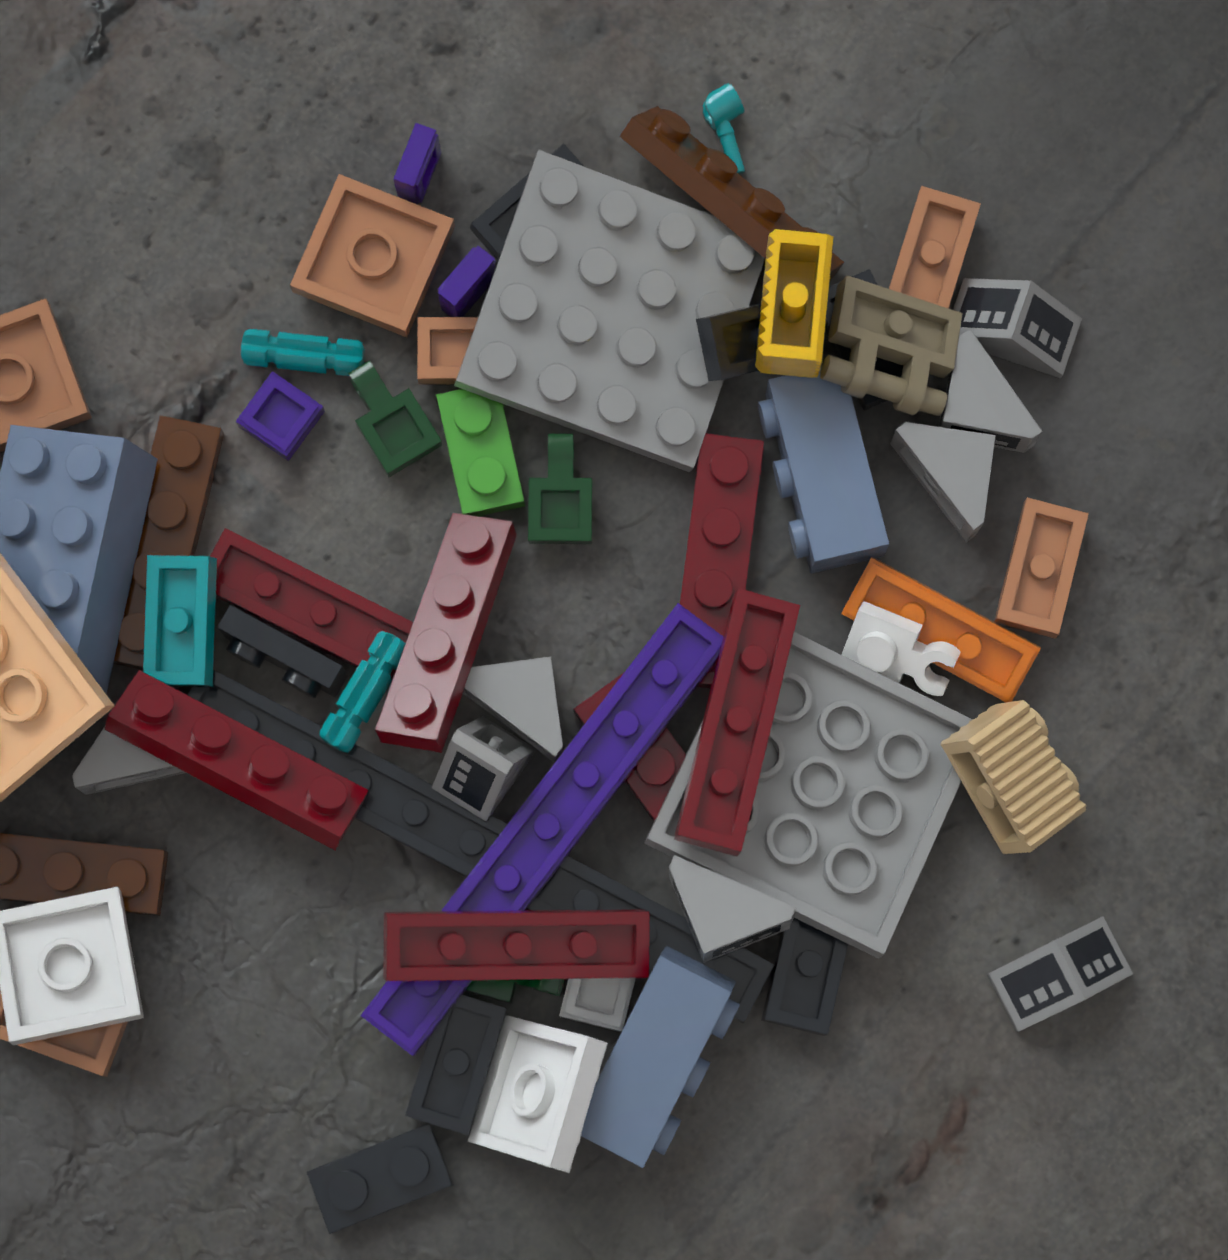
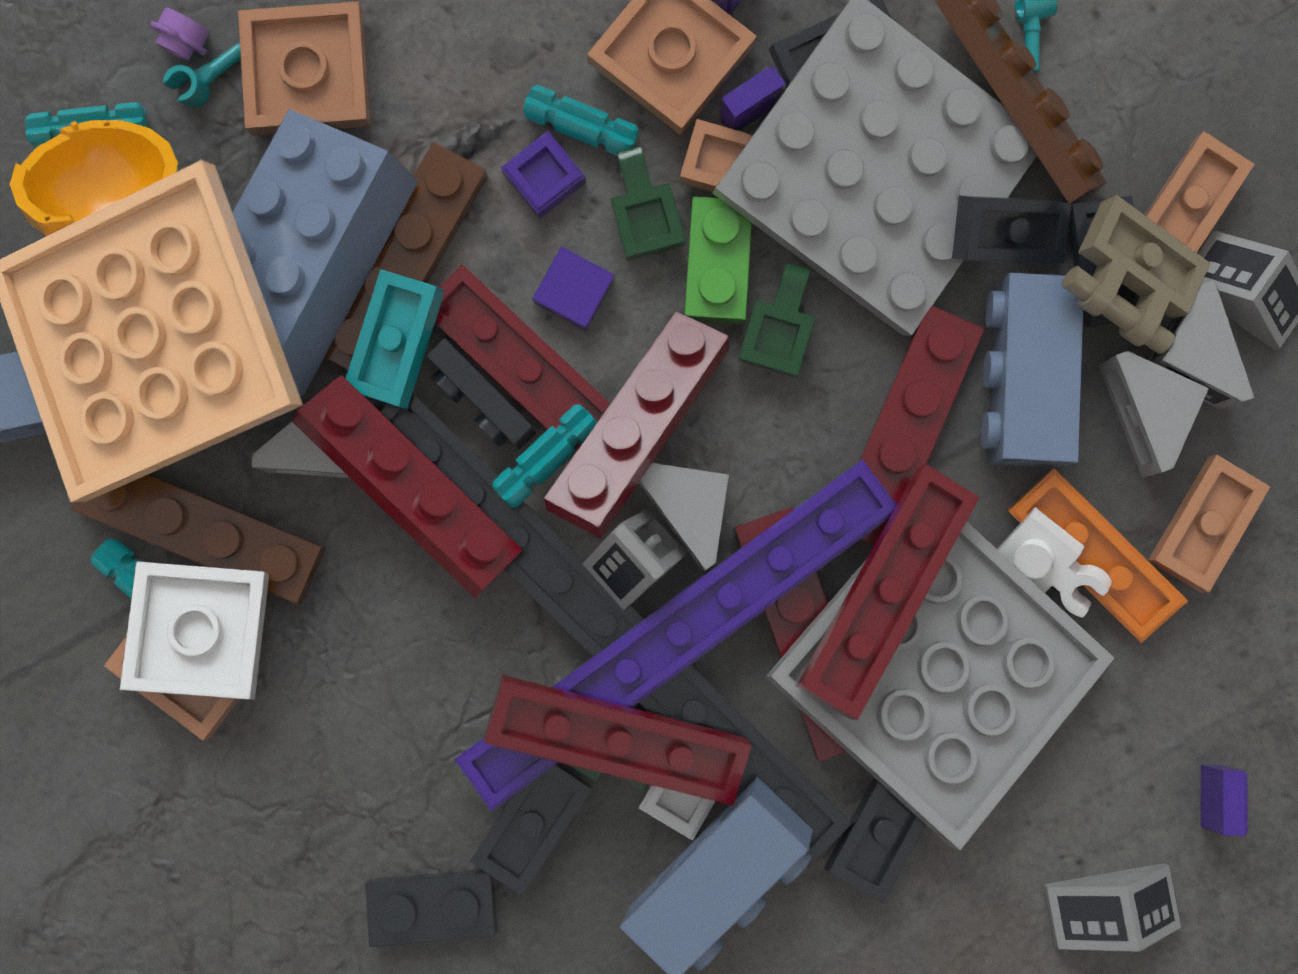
camera: 15 degrees right, 5 degrees up
(343, 520) = (573, 288): none -> dark purple tile
(537, 1092) = (598, 881): white plate -> none
(723, 911) = (820, 765): light grey slope -> none
(794, 303) = (1062, 206): yellow brick -> none
(1014, 776) = (1130, 716): tan brick -> none
(1134, 832) = (1224, 800): none -> dark purple tile

